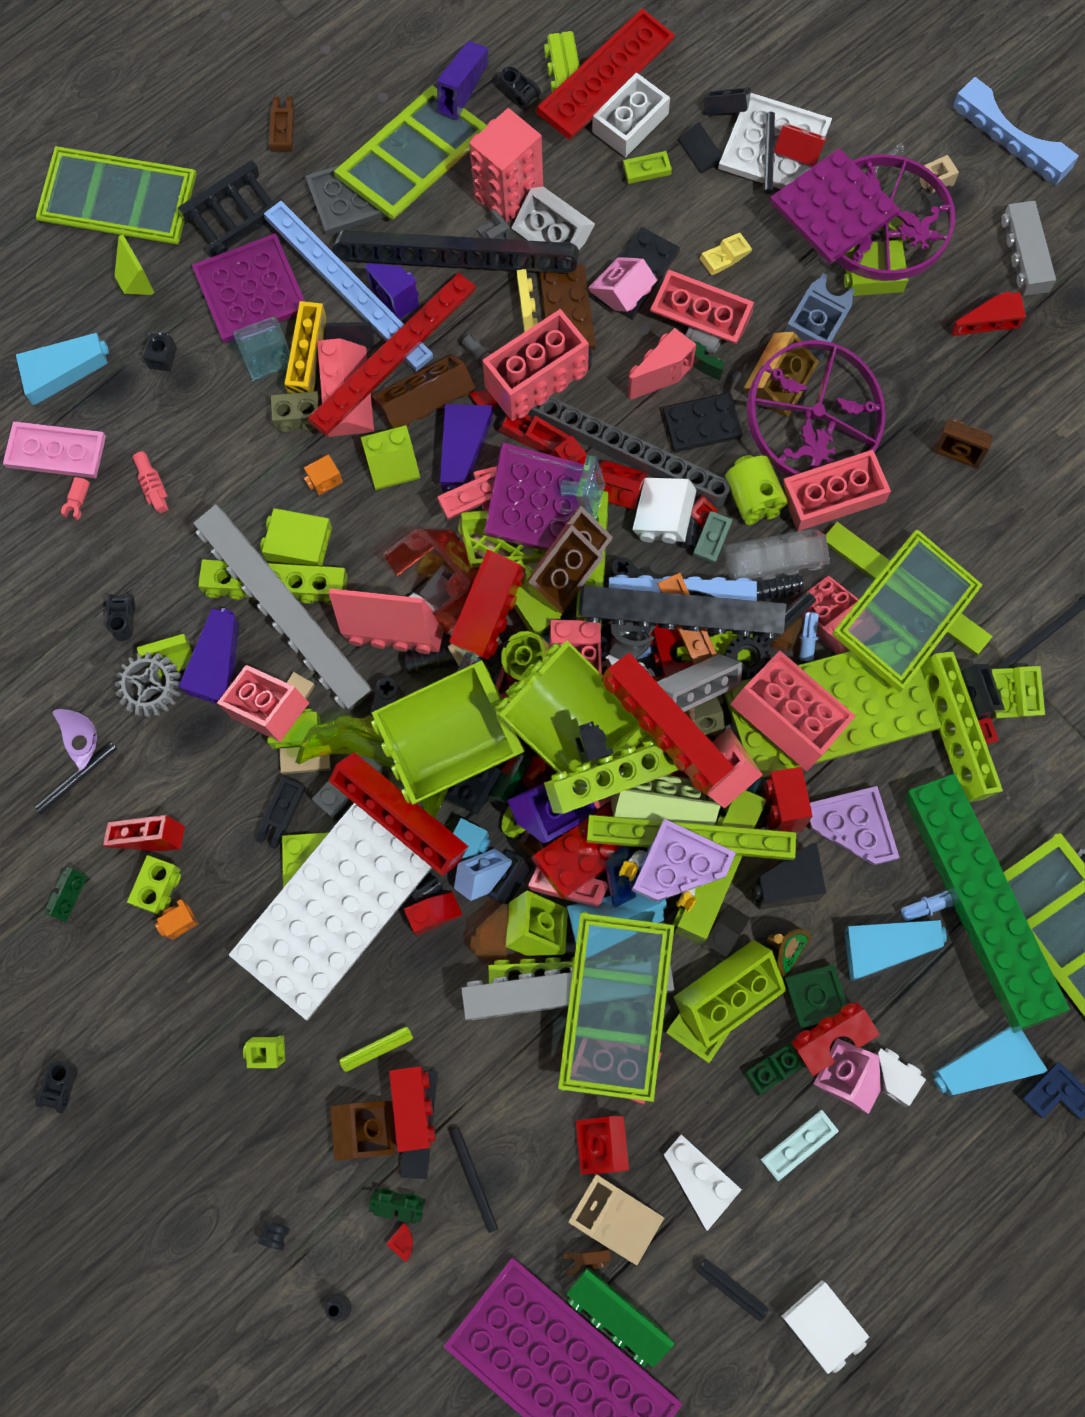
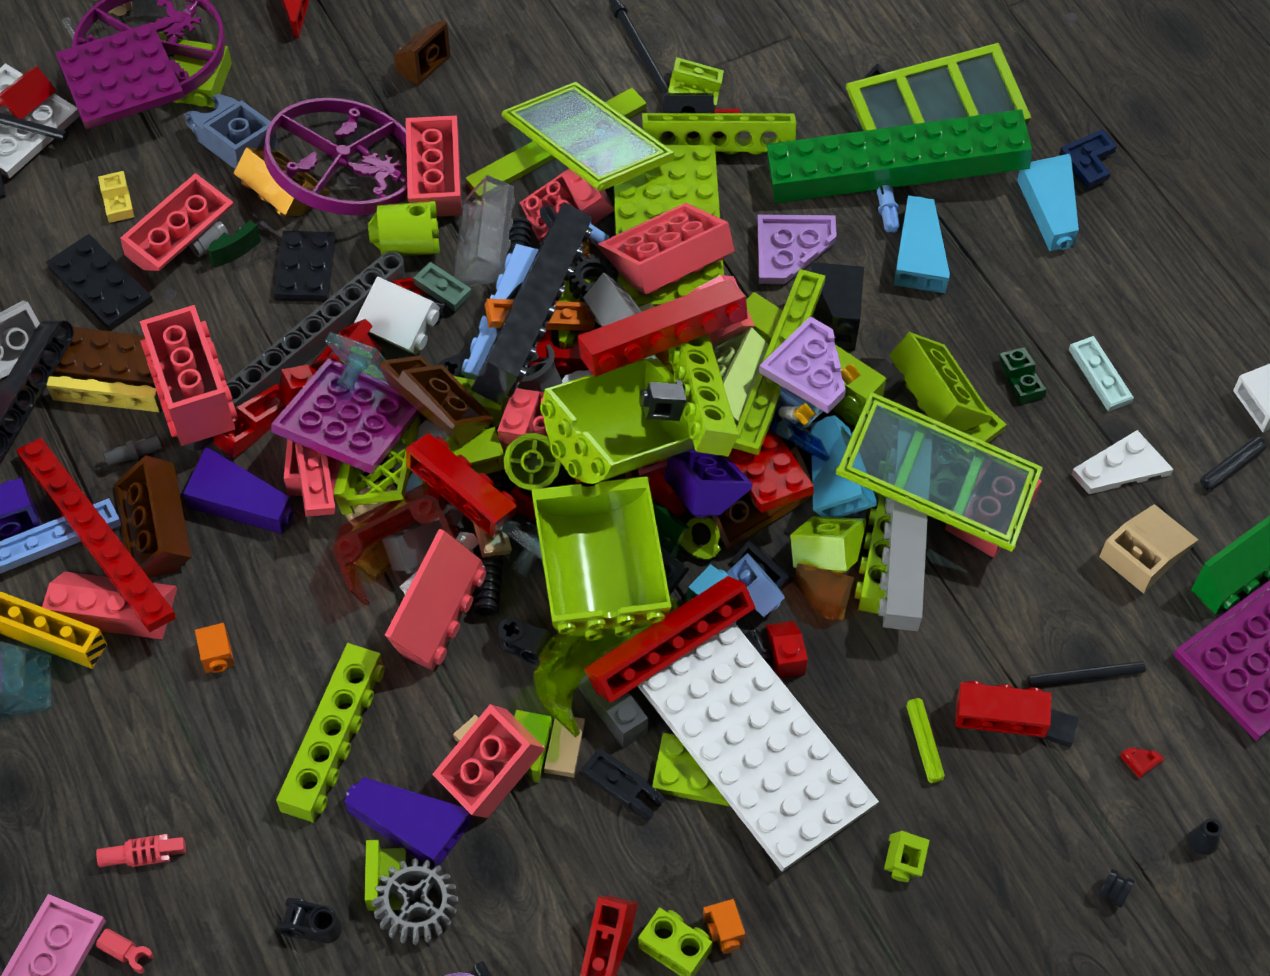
camera: 80 degrees left, 15 degrees down
(283, 607) = (372, 715): light grey brick -> none
(296, 538) = (285, 694): lime brick -> none
(297, 405) = (111, 660): olive brick -> none
(355, 332) = (44, 570): black slope -> none
(362, 1130) = (1015, 772): reddish brown slope -> none
(385, 1201) = (1105, 742): dark green hinge -> none
(390, 457) = (222, 571): lime slope -> none
(483, 398) = (187, 462): red tile -> none
(589, 894) = (783, 519): coral plate -> none
(595, 1258) = (1185, 576): reddish brown plate -> none
(602, 1145) = (1073, 537): red bracket -> none
(623, 283) = (113, 286): bright pink slope -> none
(663, 365) = (226, 271): coral slope -> none
(786, 801) = (761, 270): red brick -> none
(790, 948) = (900, 330): shield -> none
(815, 995) = (957, 319): dark green plate -> none
(815, 1044) = (1008, 328): red arch -> none
(852, 1077) = (1041, 310): bright pink slope -> none
(897, 1079) = (1052, 274): white slope -> none

